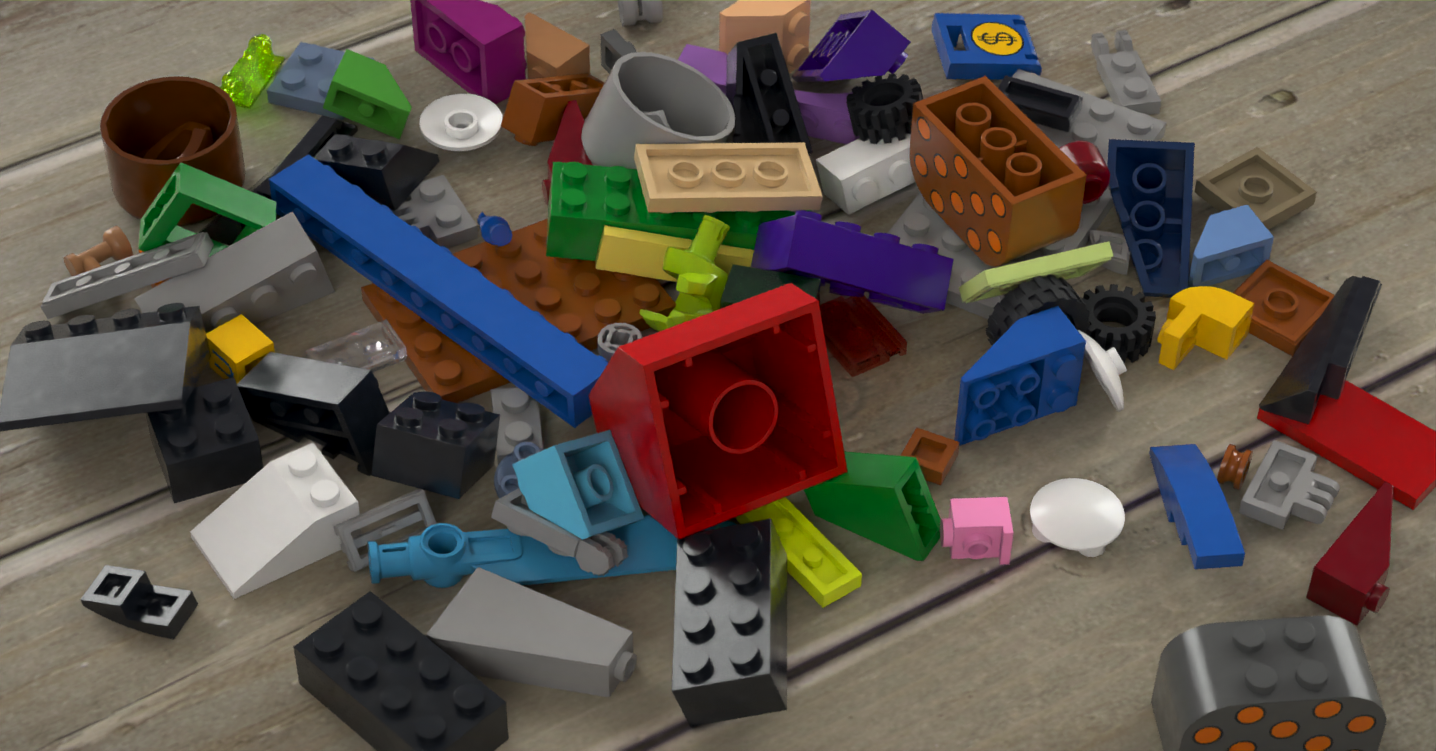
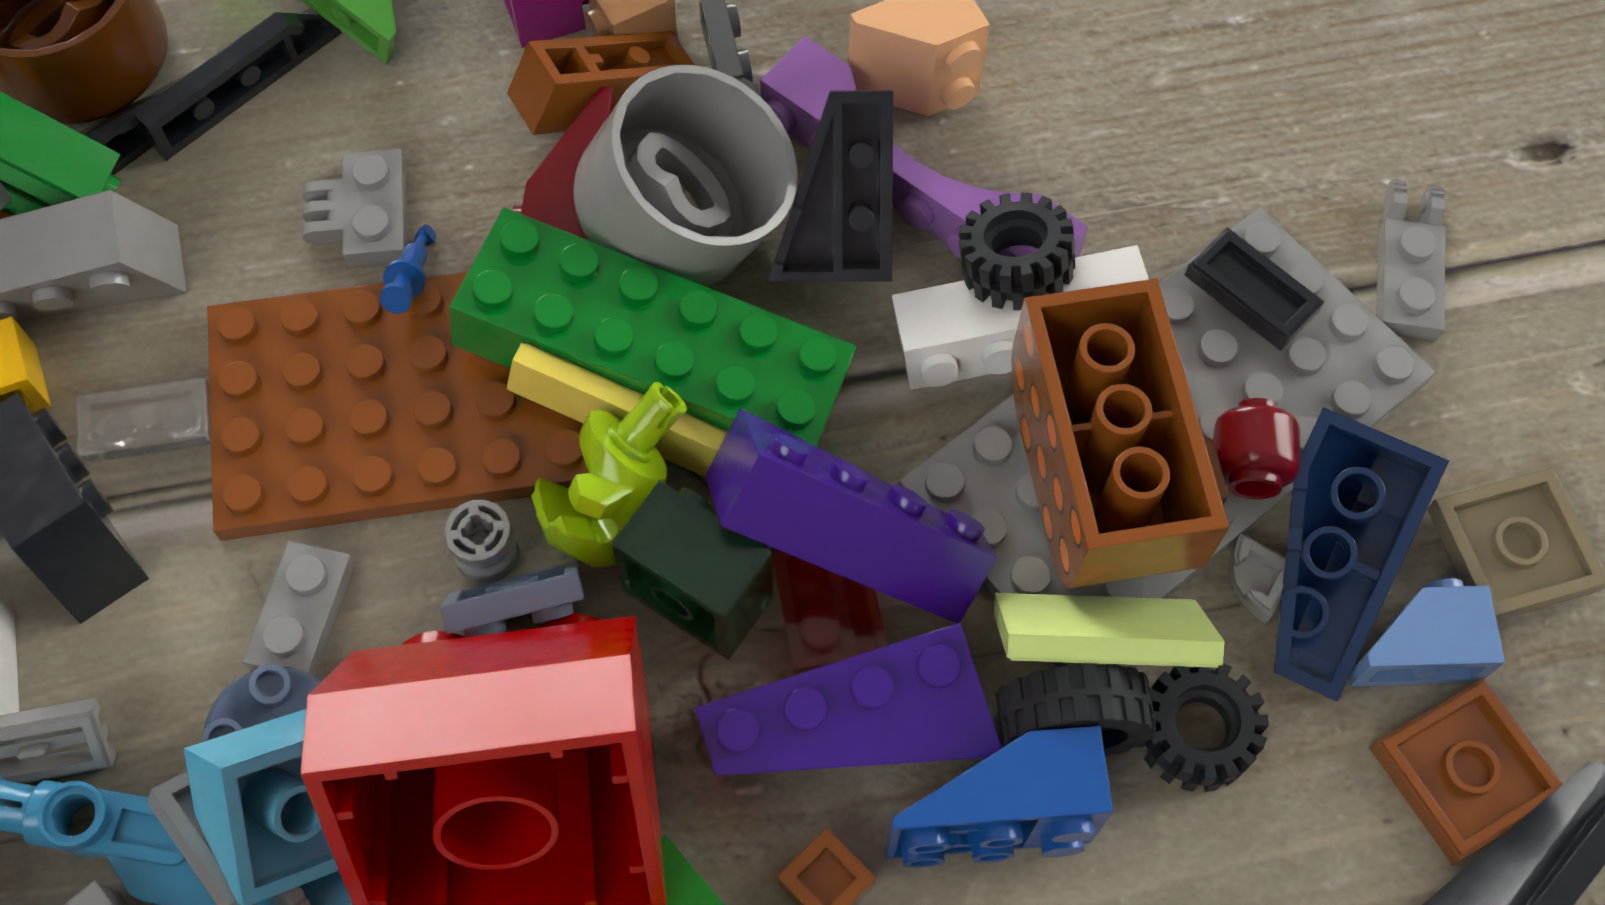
camera: 20 degrees right, 20 degrees up
(379, 168) = (309, 114): black slope -> none
(436, 444) = (146, 634): black brick -> none
(440, 288) = (285, 374): blue brick -> none
(460, 122) = (459, 53): white dish -> none
(727, 177) = (722, 318): tan plate -> none
(854, 47) = (1007, 143): dark purple slope -> none
(908, 362) = (871, 709): none -> dark purple wedge
(993, 45) = (1244, 154): blue container -> none
(1107, 368) = (1137, 828): white dish -> none
(1203, 318) = (1345, 766): yellow brick -> none

